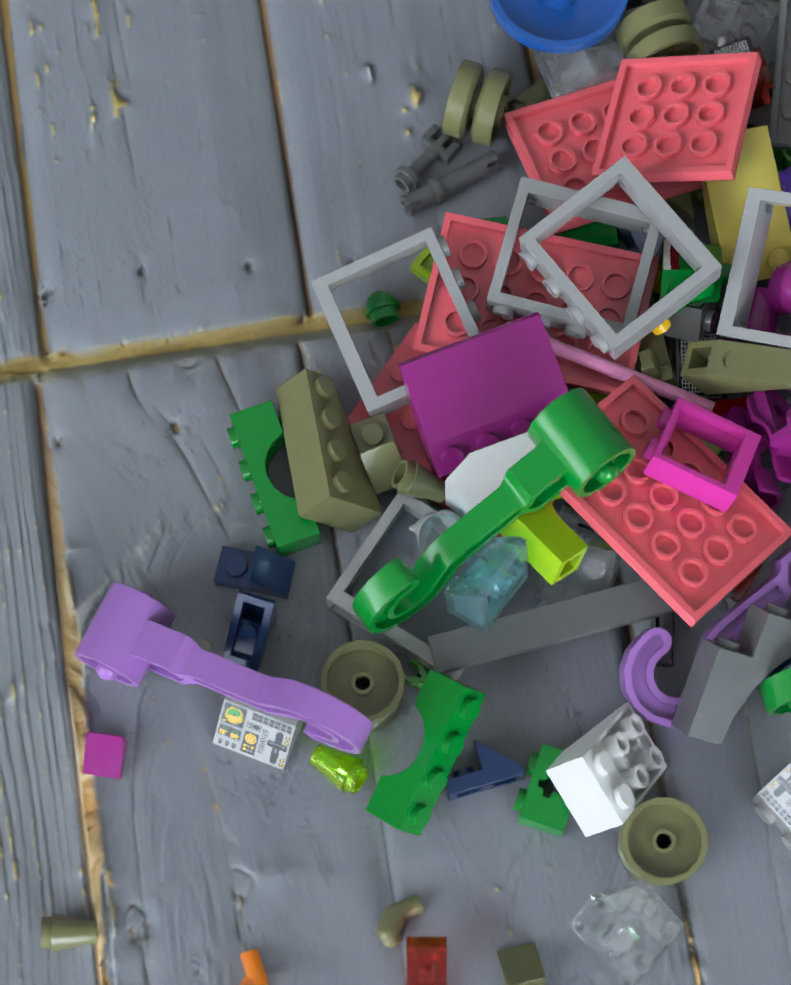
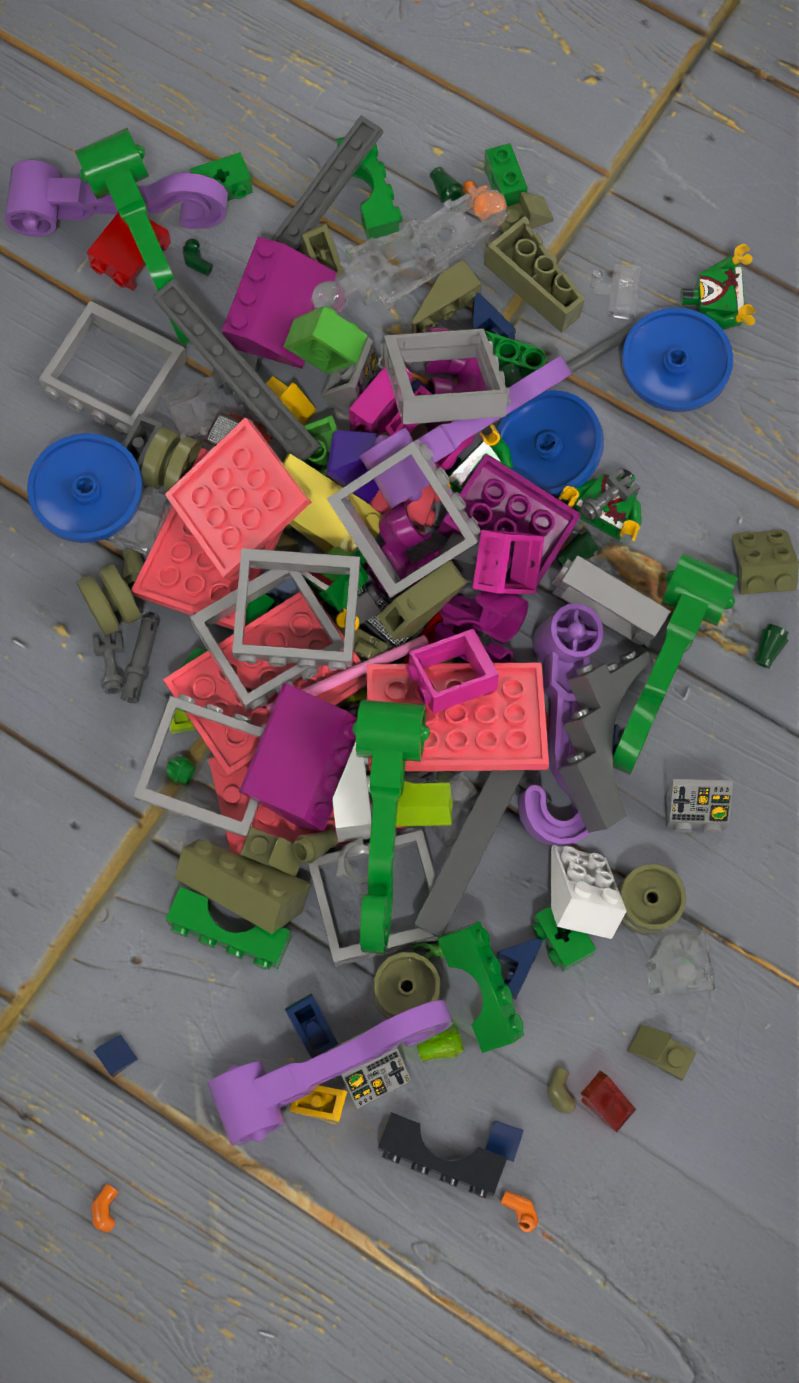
camera: 50 degrees left, 0 degrees up
(66, 932) = (396, 1298): olive cone -> none
(70, 485) = (115, 1055): none -> dark blue slope
(104, 755) = (306, 1181): magenta slope -> none
(185, 704) = (322, 1103): none -> yellow slope
(251, 904) = (478, 1171): none -> black arch
(255, 571) = (274, 991): dark blue slope -> none
(302, 906) = (504, 1140): none -> dark blue slope
(488, 582) = (415, 859): clear light blue slope -> none

